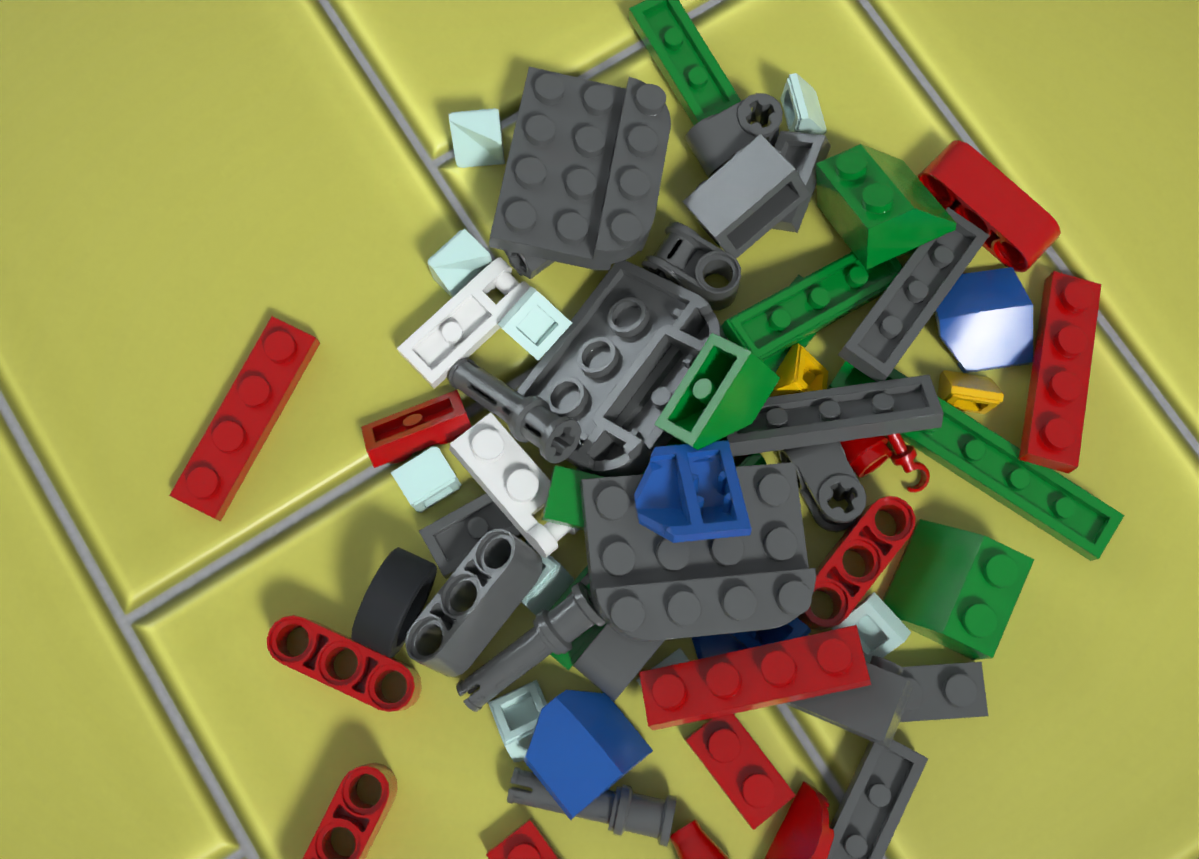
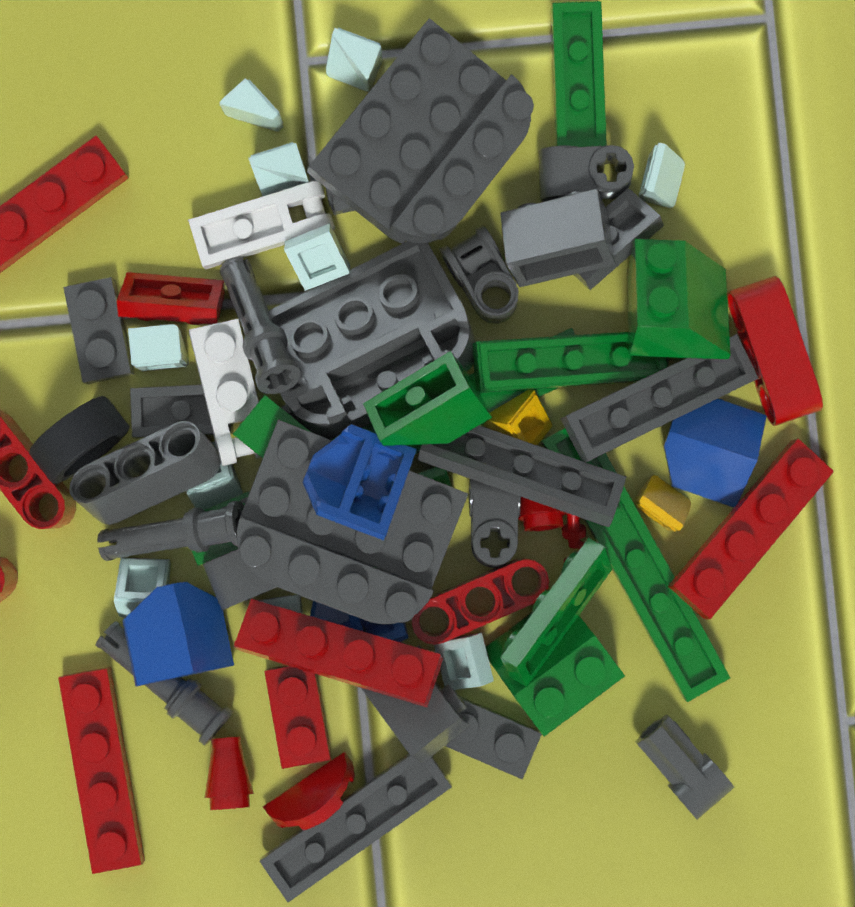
camera: 30 degrees right, 10 degrees up
(360, 495) = (98, 331): none -> dark grey plate
(406, 221) = (251, 106): none -> light aqua slope
(935, 533) = (556, 612): none -> green plate
(1143, 626) = (691, 775): none -> dark grey piece

